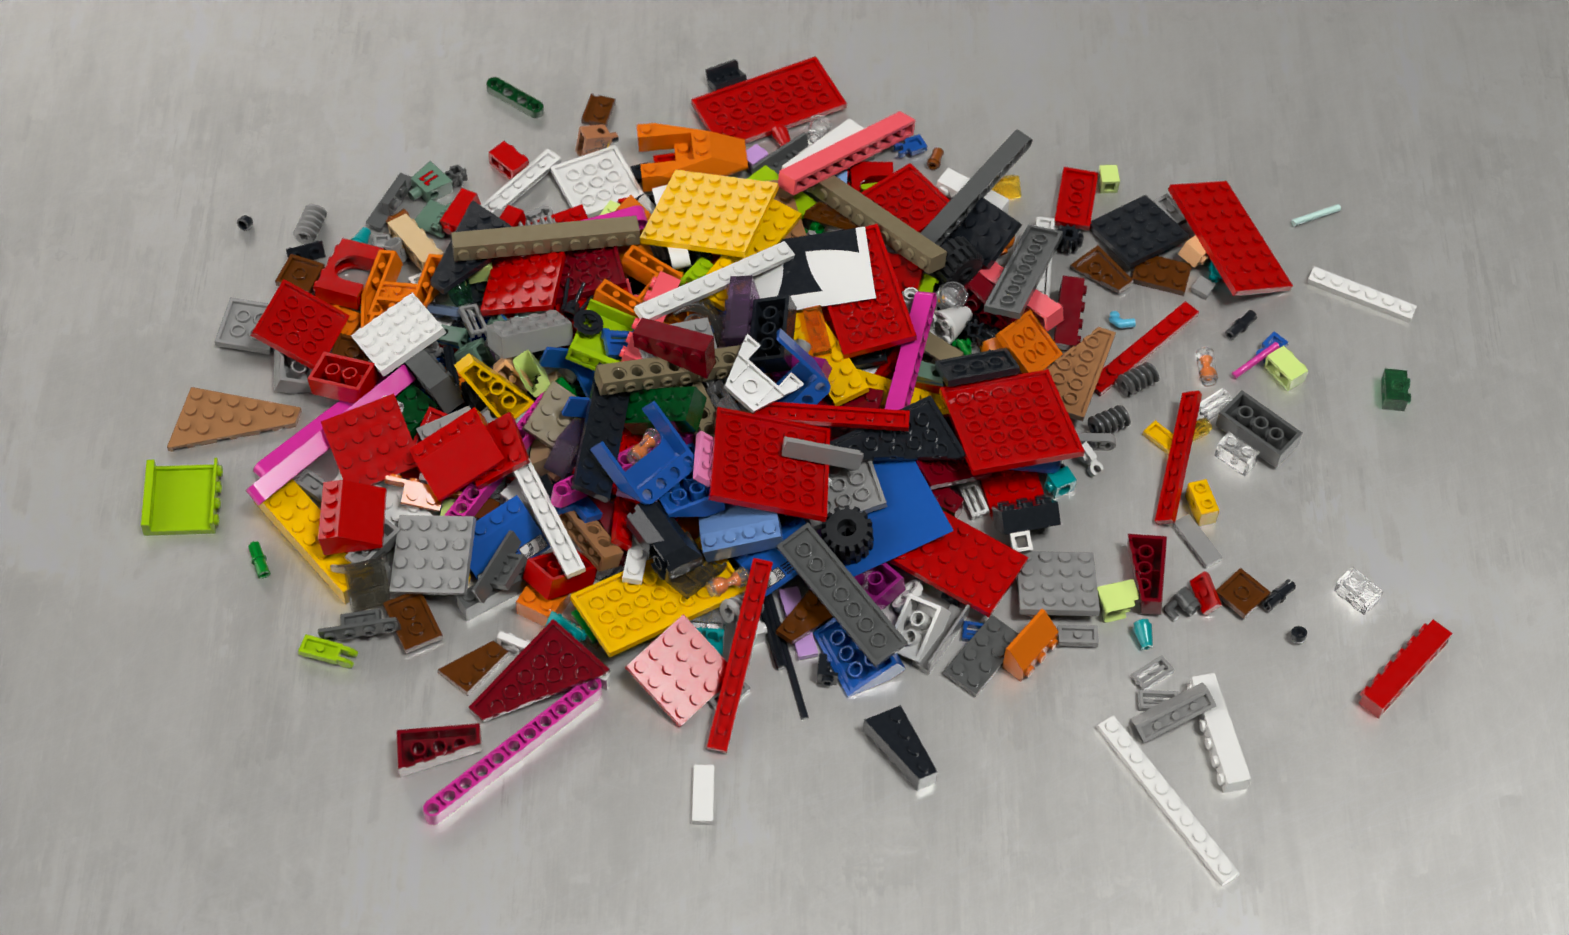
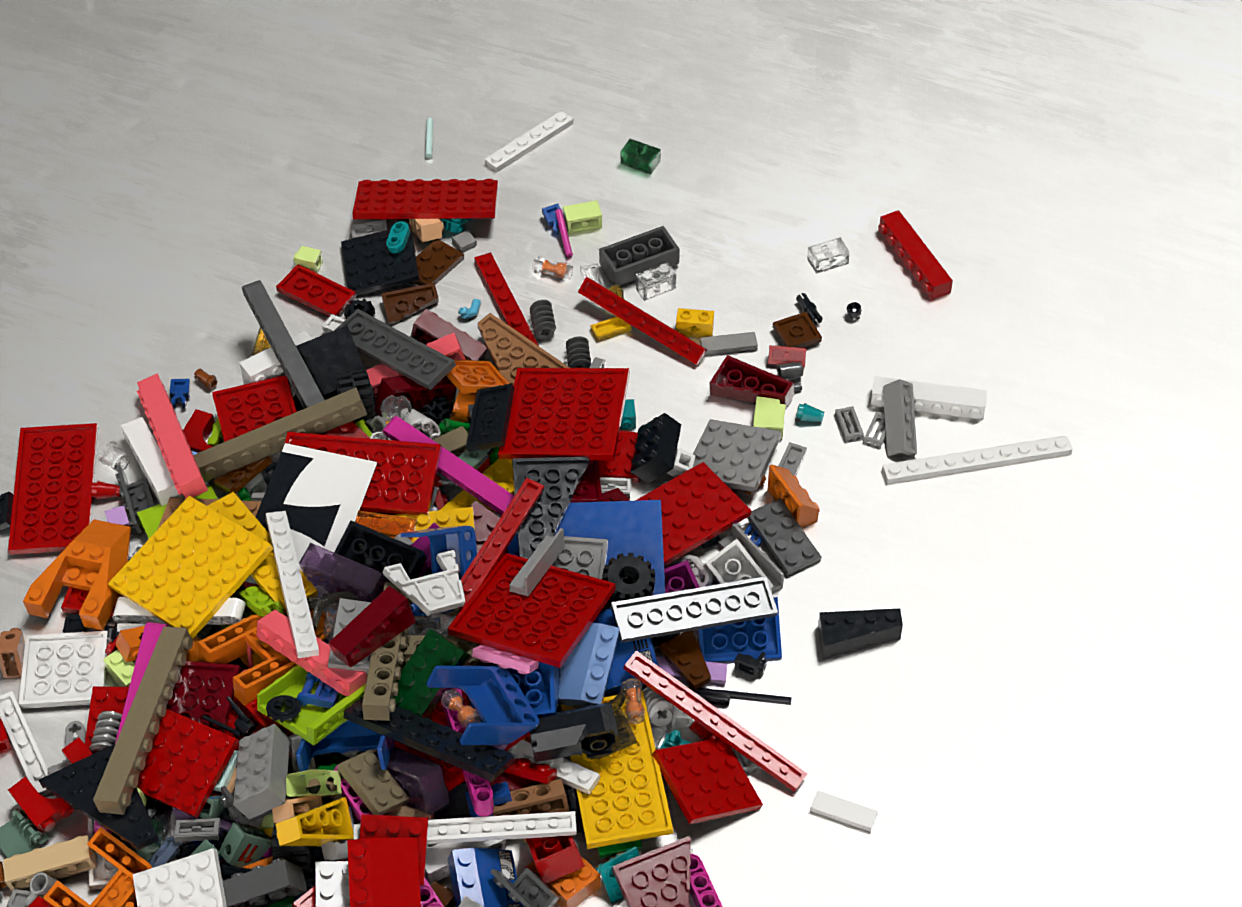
camera: 65 degrees left, 5 degrees down
(1164, 230) = (398, 237): none -> teal plate
(1241, 325) = (519, 230): black pin -> none

